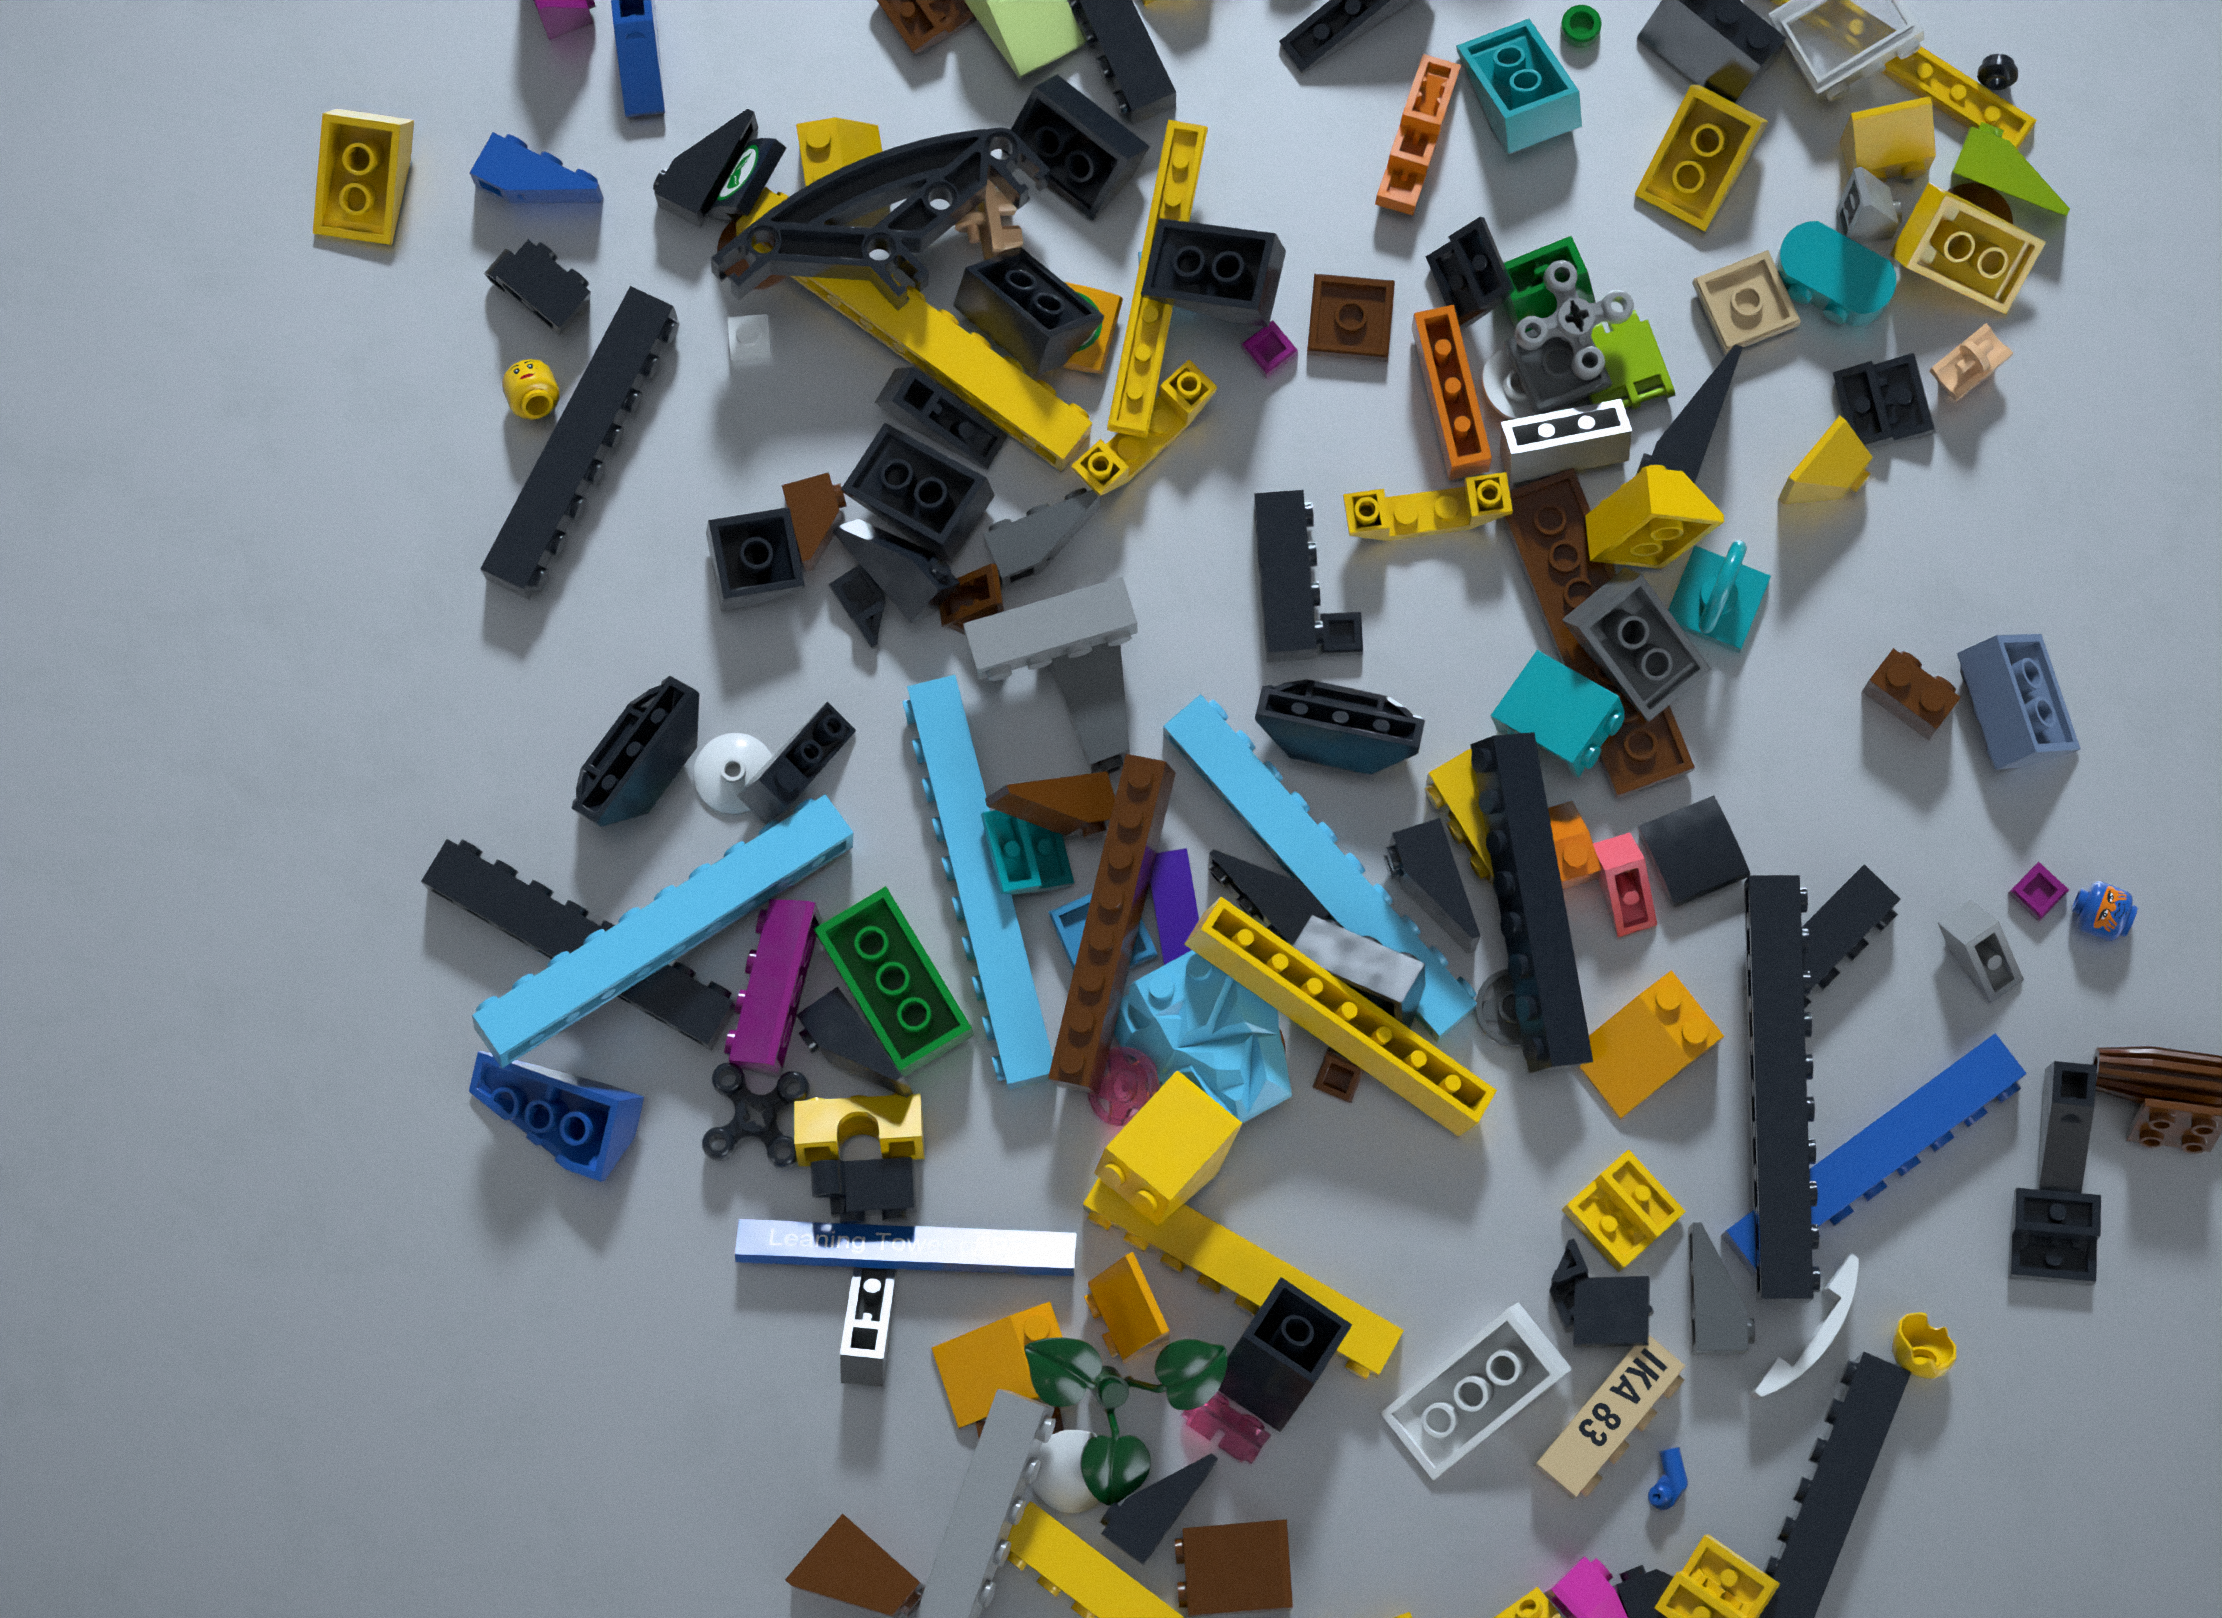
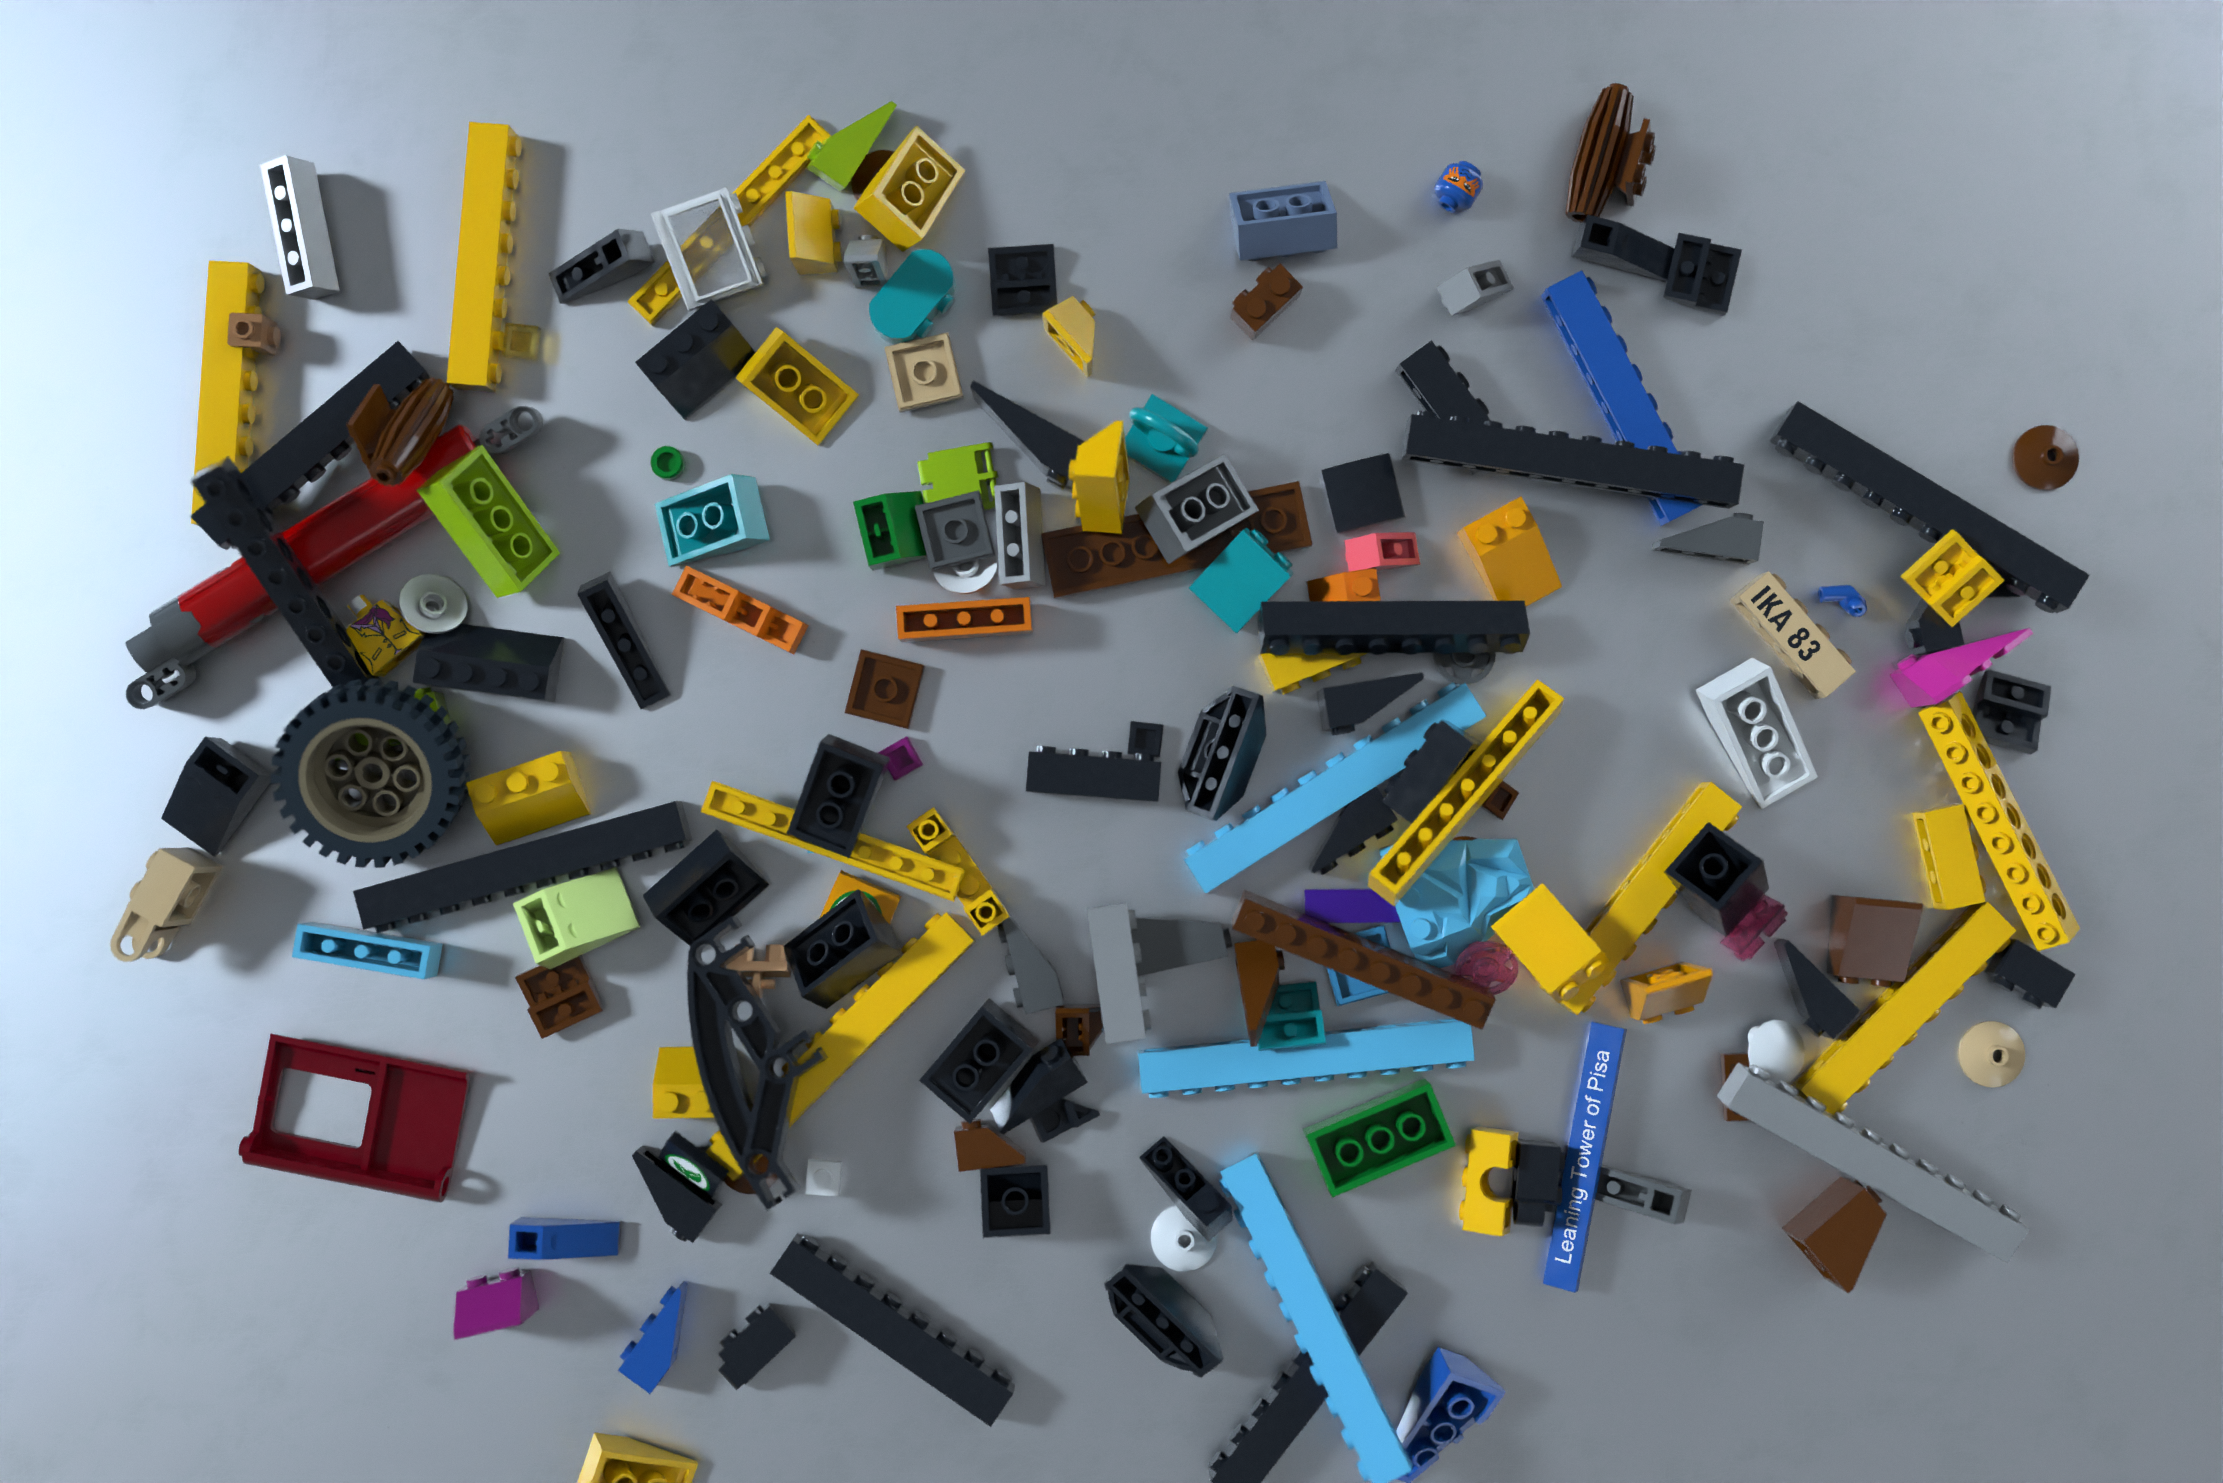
camera: 90 degrees left, 10 degrees up
(530, 389) = (843, 1364): yellow head -> none
(739, 1129) = (1453, 1264): black gear -> none
(774, 987) = (1368, 1232): magenta slope -> none
(848, 1043) = (1413, 1186): black slope -> none
(940, 416) = (918, 1032): black slope -> none
(992, 1360) = (1685, 1089): light orange slope -> none
(1067, 1366) = (1783, 1026): dark green plant -> none
(1430, 512) = (1057, 654): yellow slope -> none
(1471, 273) = (868, 587): black slope -> none
(1563, 1283) = (1690, 646): black slope -> none
(1591, 314) = (924, 496): light grey gear -> none
(1611, 1311) = (1716, 619): black piece -> none
(1623, 1210) = (1634, 597): yellow slope -> none
(1839, 1289) = (1781, 500): white slope -> none
(1921, 1348) = (1776, 388): yellow hair -> none
(1970, 362) = (1004, 204): light nougat hips -> none
(1997, 72) = (763, 137): black plate -> none
(2038, 891) = (1433, 234): magenta tile -> none

